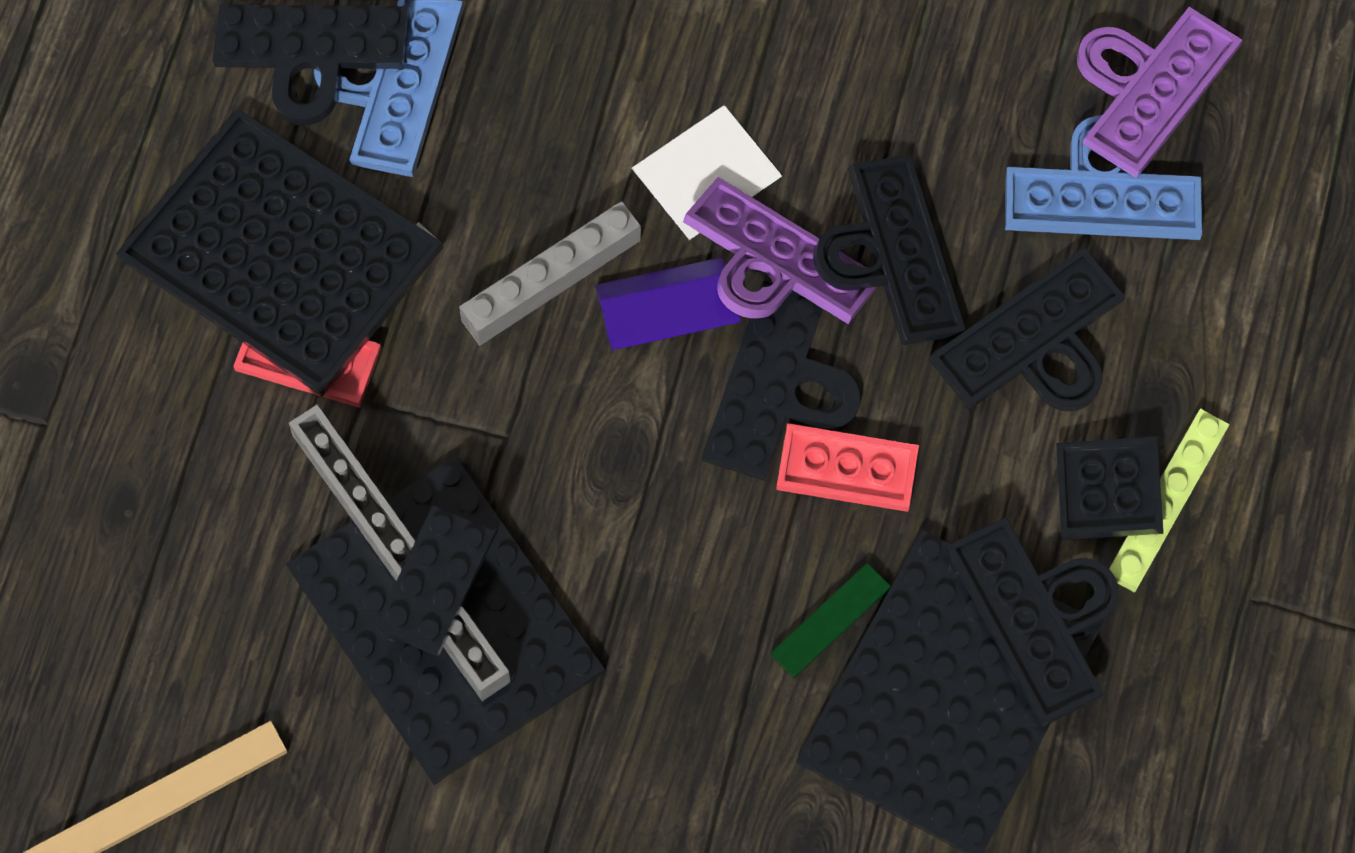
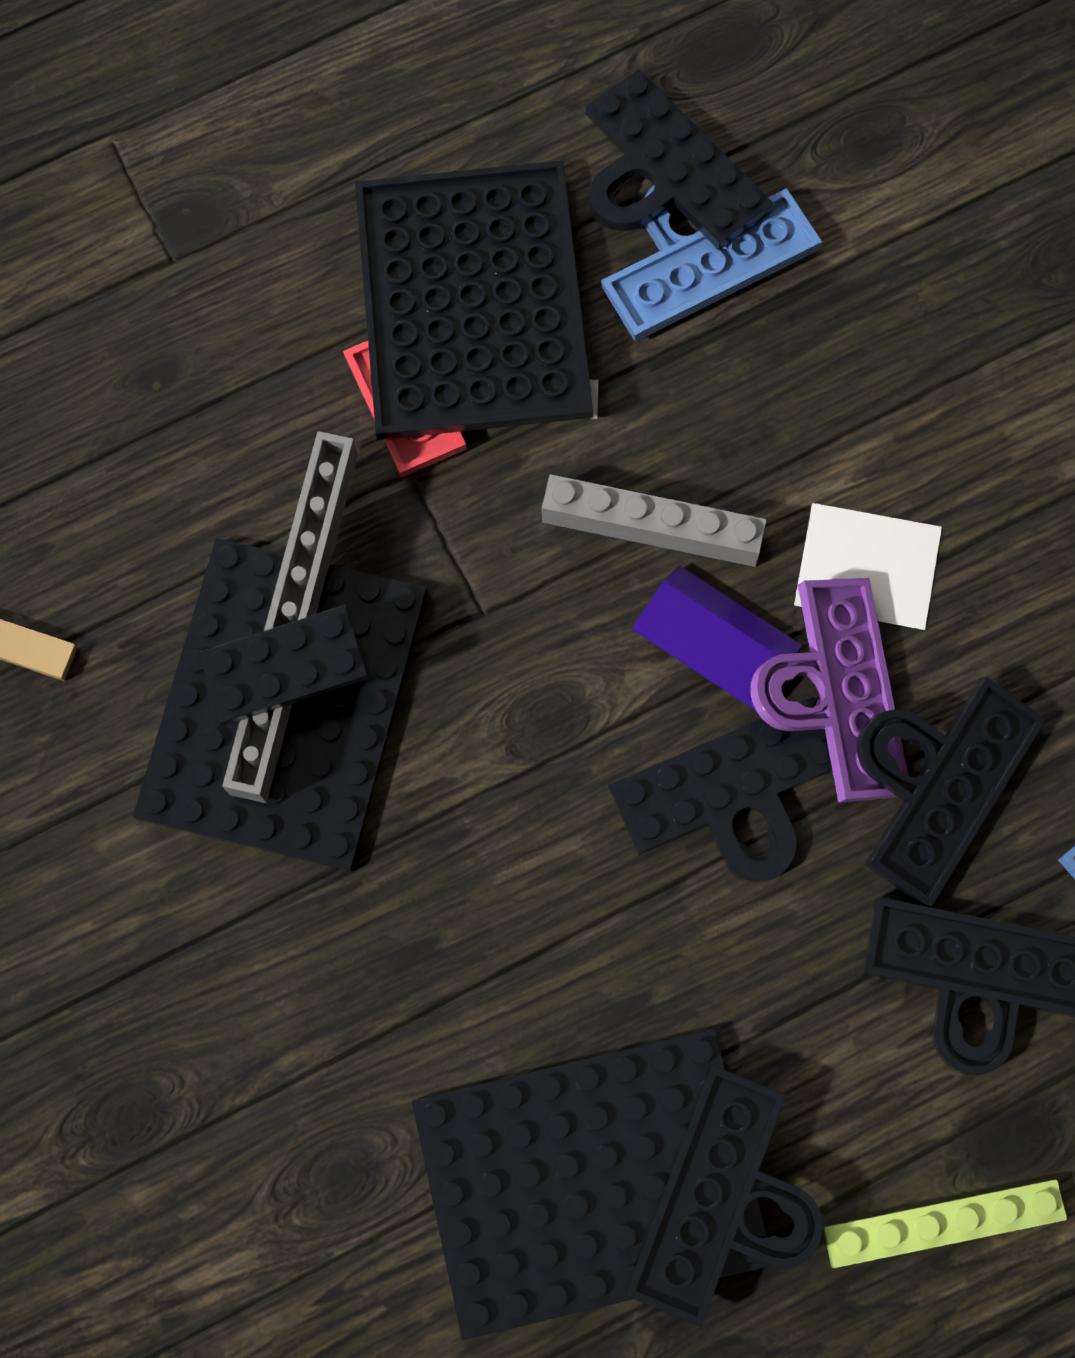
camera: 55 degrees right, 5 degrees up
(830, 621) = (562, 1021): dark green tile -> none
(847, 467) = (712, 915): coral plate -> none
(1109, 488) = (903, 1163): black plate -> none

